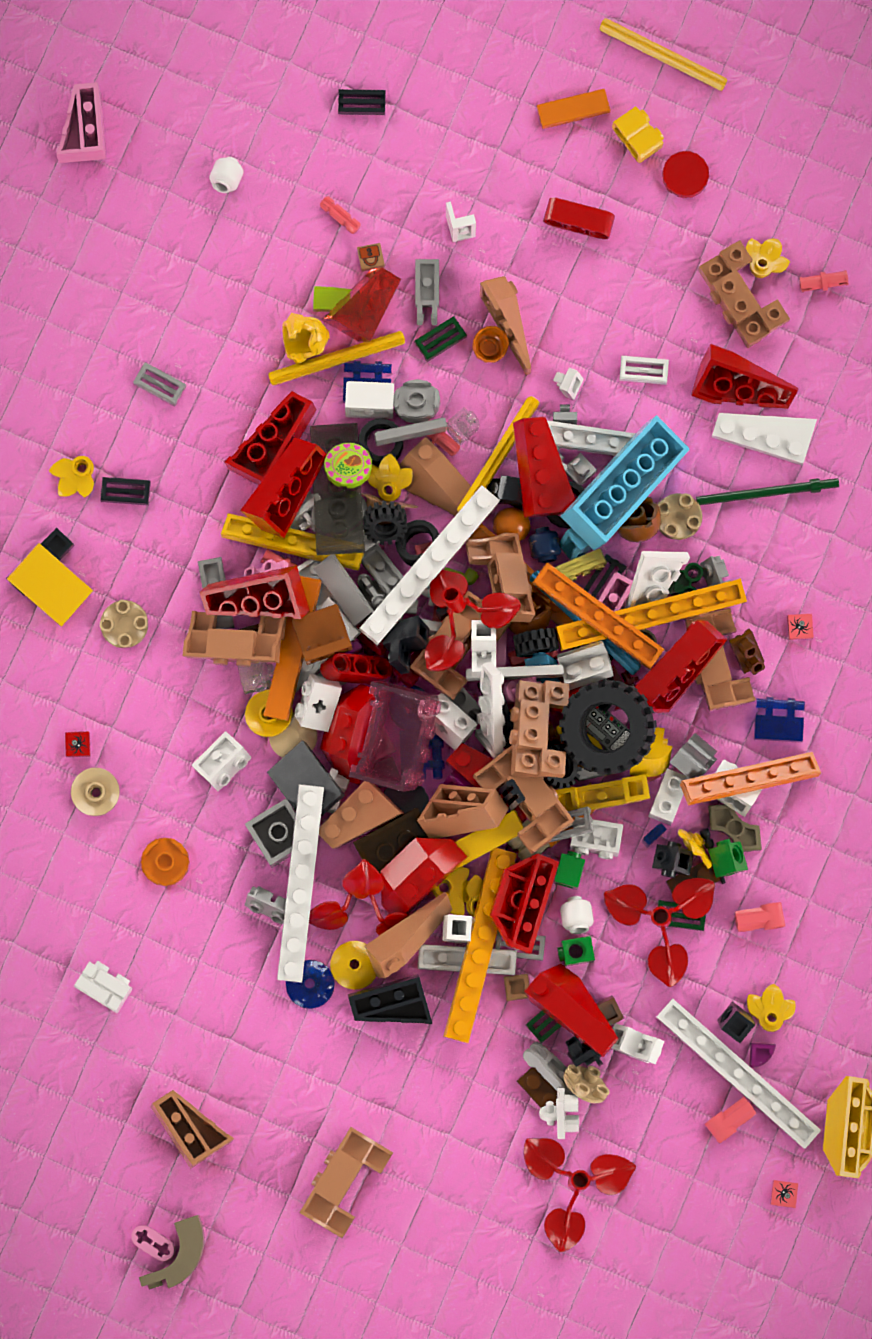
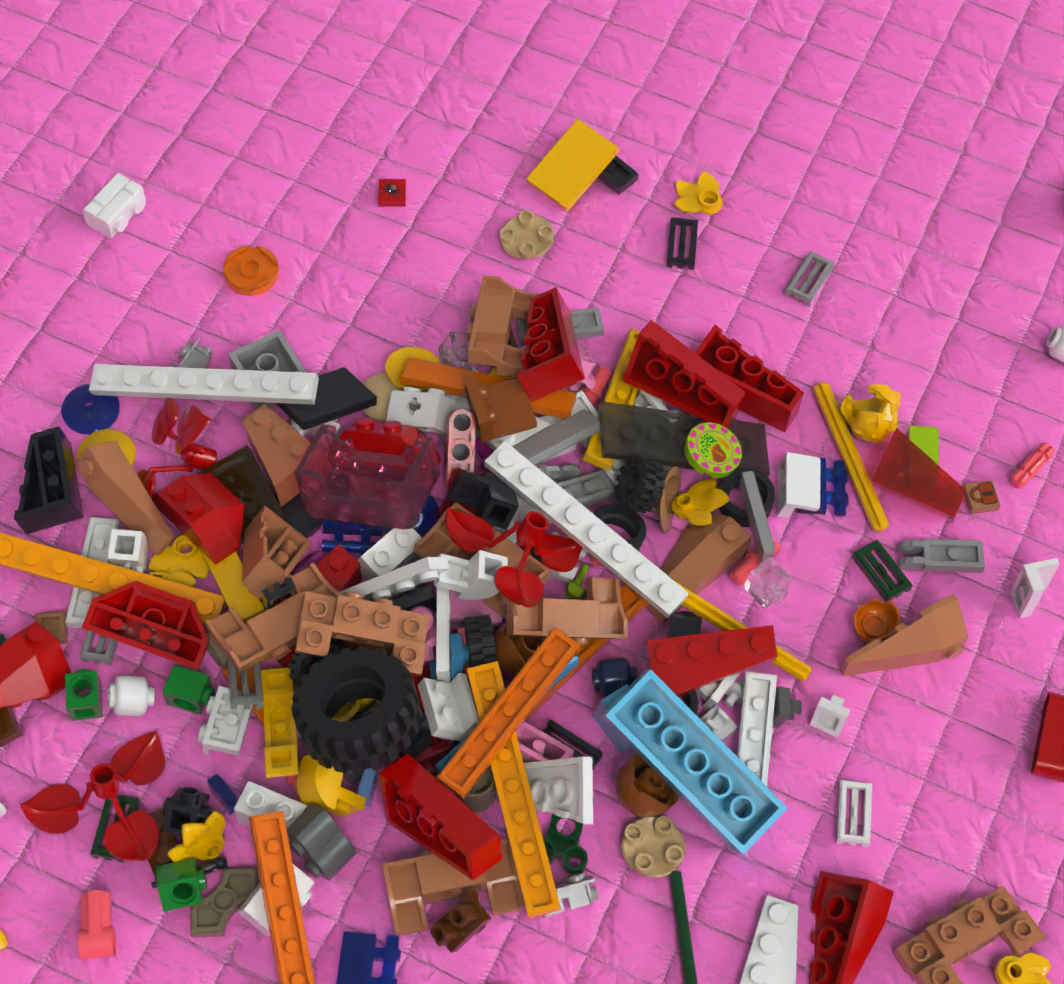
camera: 90 degrees right, 20 degrees down
(88, 781) = (335, 194): tan dish -> none
(222, 761) = (360, 324): white bracket -> none
(416, 401) = (799, 537): light grey tile -> none
(511, 521) = (636, 647): orange hair -> none
(583, 564) = (584, 713): light yellow piece -> none

